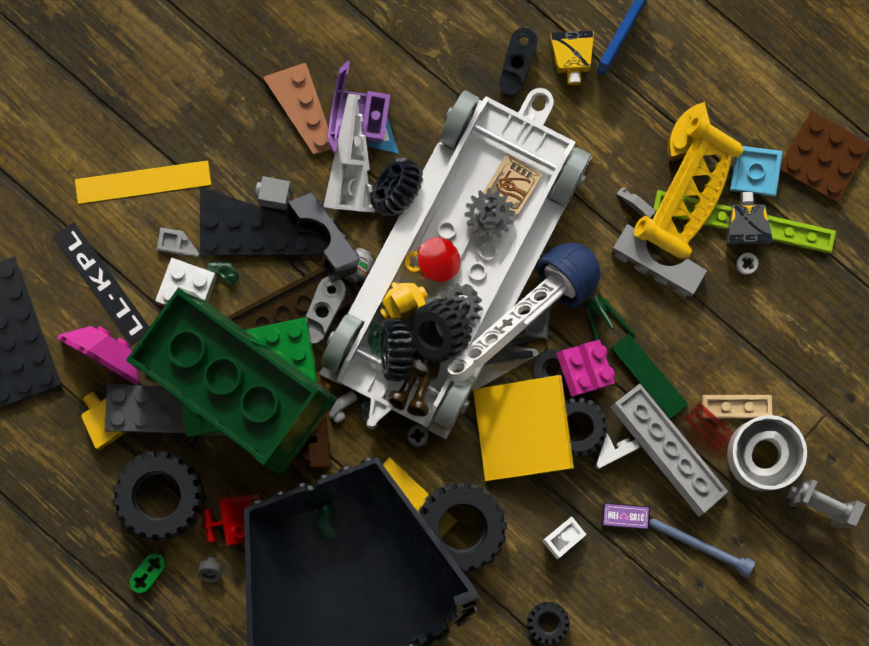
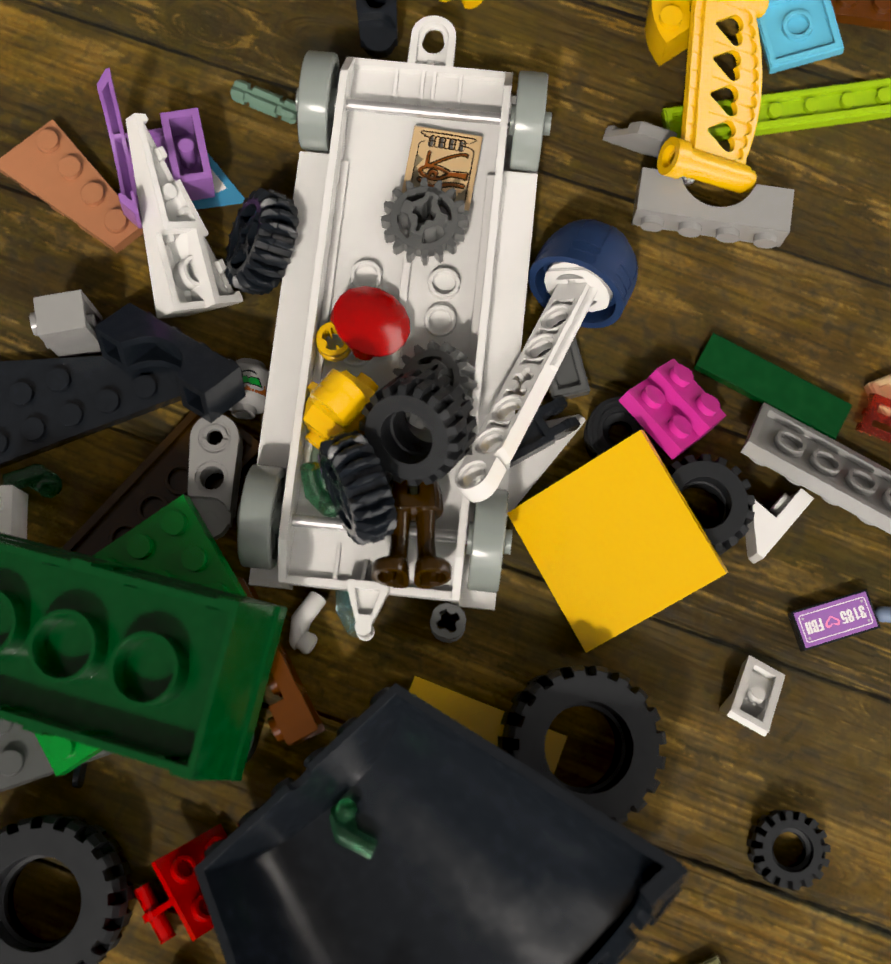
camera: 20 degrees left, 5 degrees down
(431, 97) = (264, 101): none -> sand green axle
(598, 307) = (649, 309): dark green plant -> none
(748, 223) = (824, 100): dark grey torso -> none
(754, 264) = (854, 164): white bush -> none

